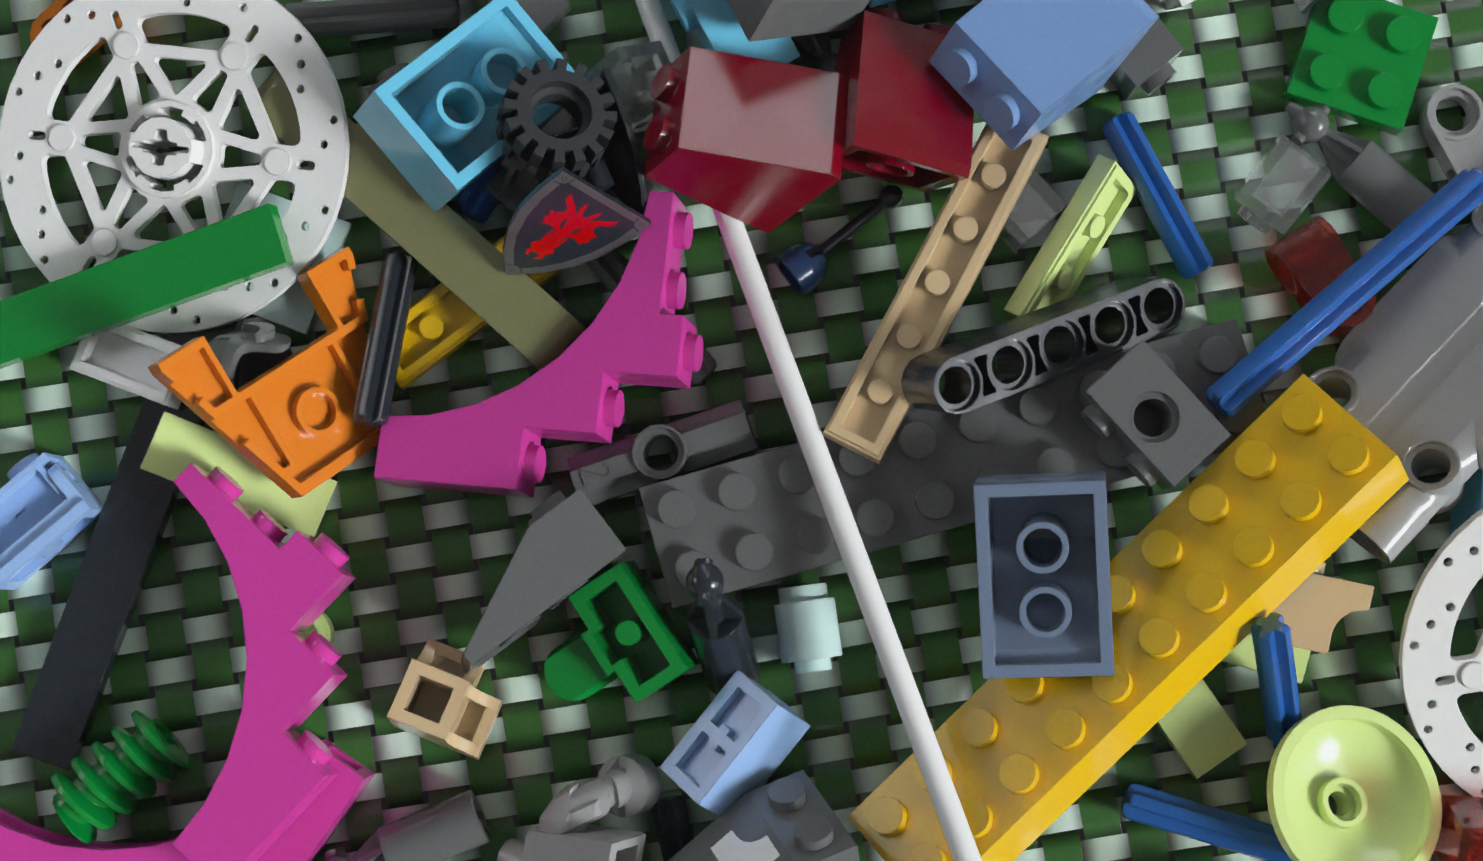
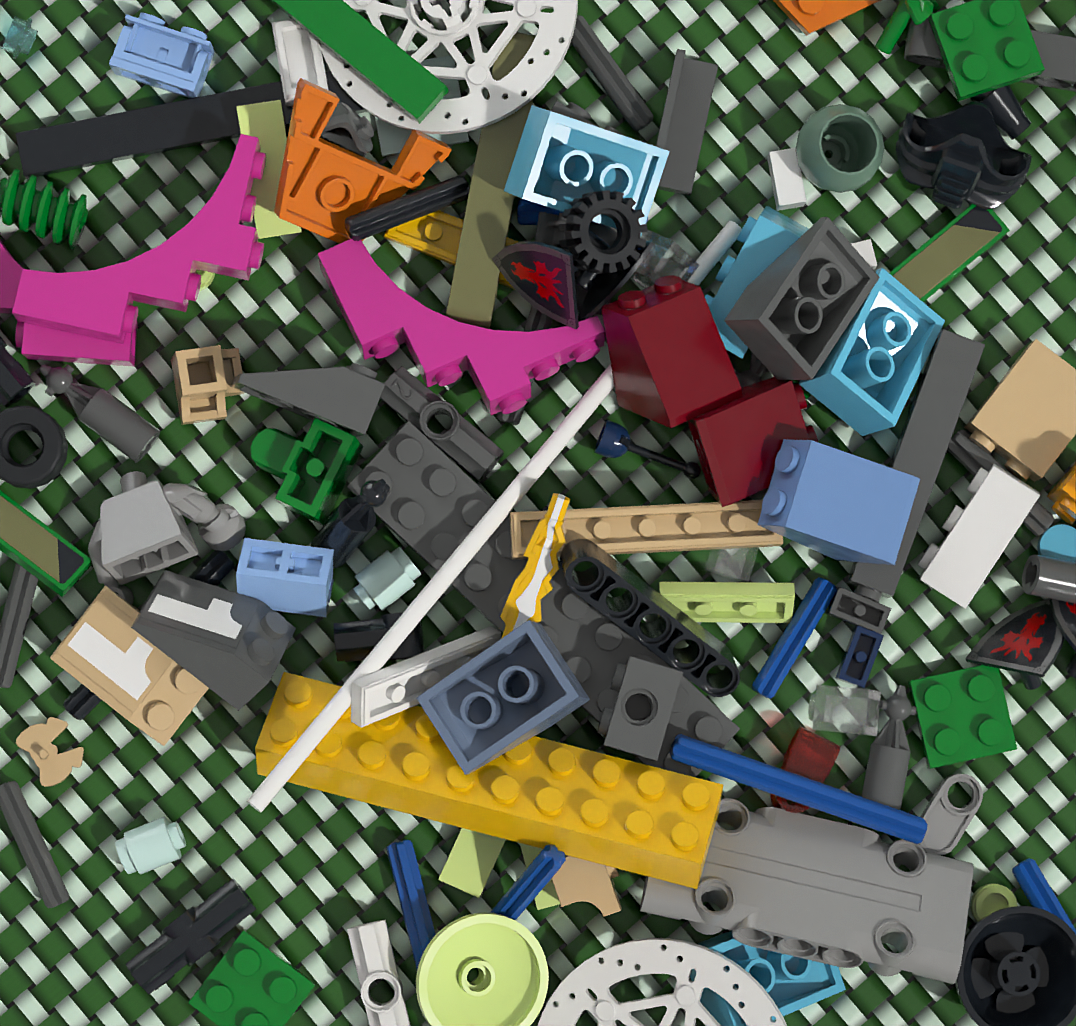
camera: 45 degrees right, 0 degrees up
(864, 690) = (358, 638): none -> black piece
(923, 454) = (542, 565): none -> yellow sword
(954, 671) = (398, 685): none -> white tile
(1172, 101) = (858, 610): none -> dark grey piece
(1224, 133) = (859, 656): none -> dark blue piece

